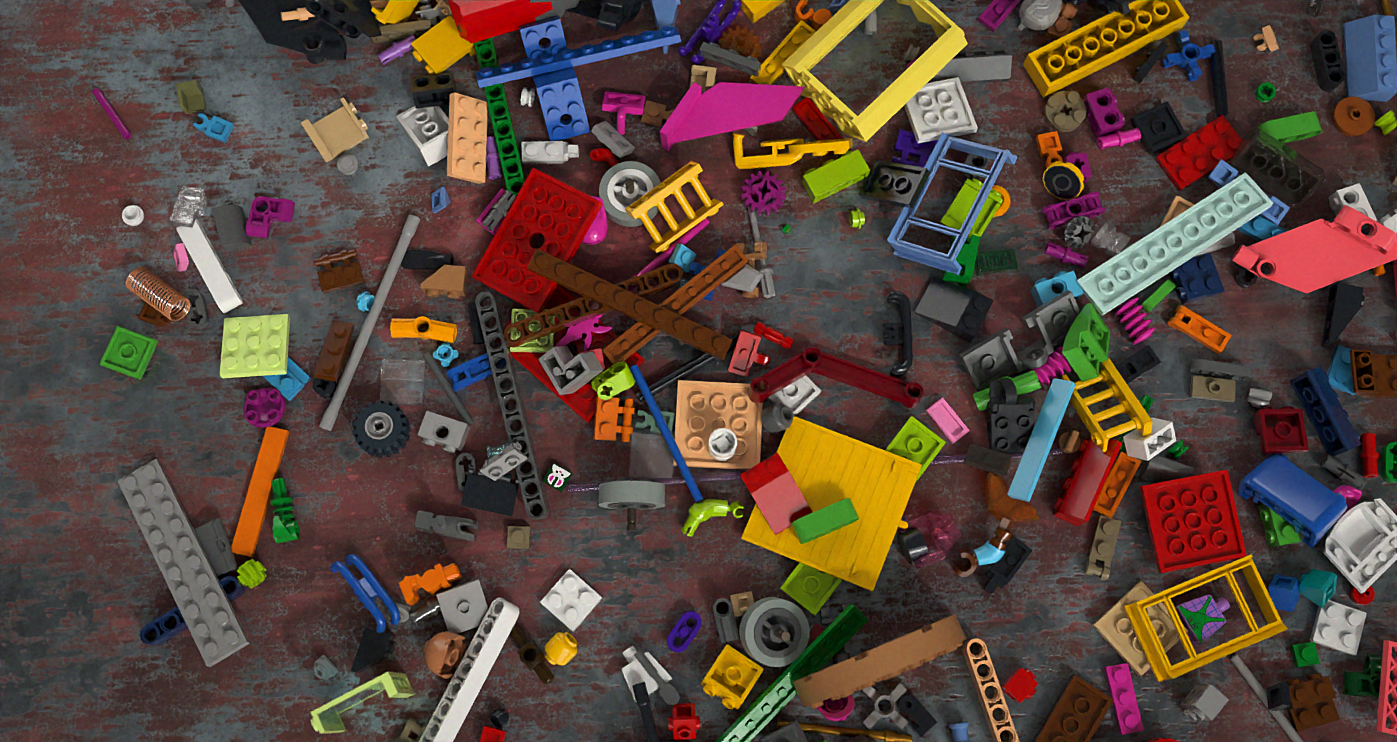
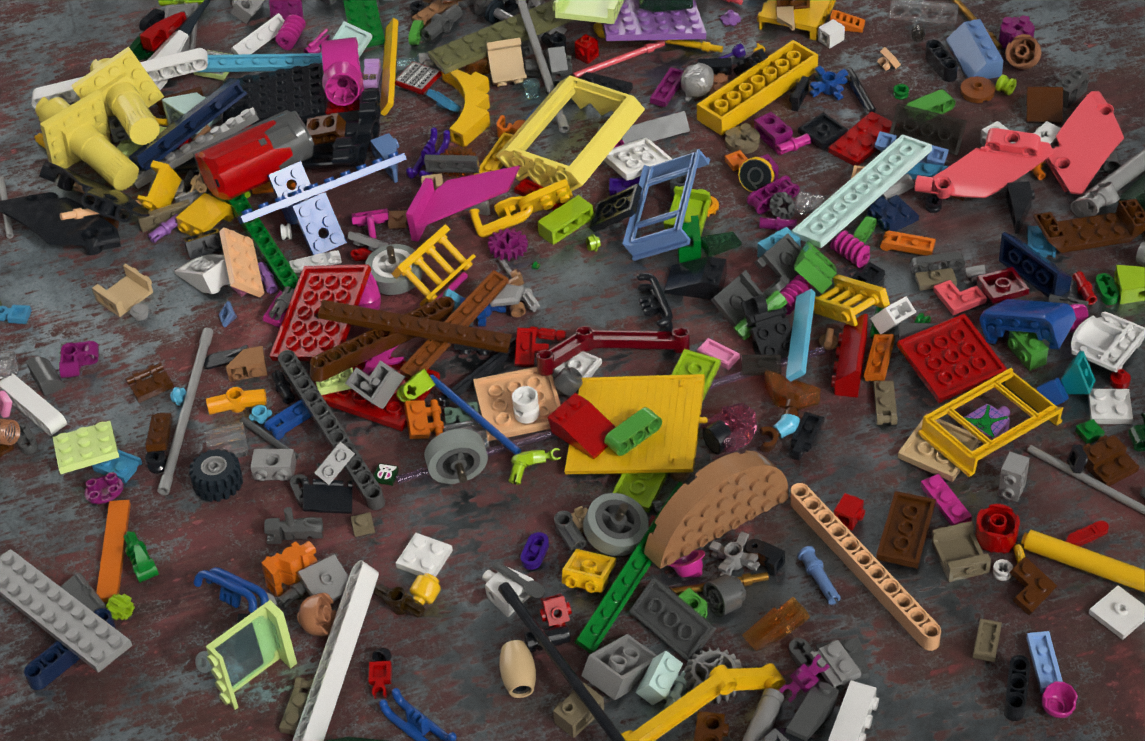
camera: 10 degrees left, 30 degrees down
(1224, 429) = (959, 301): none -> coral plate

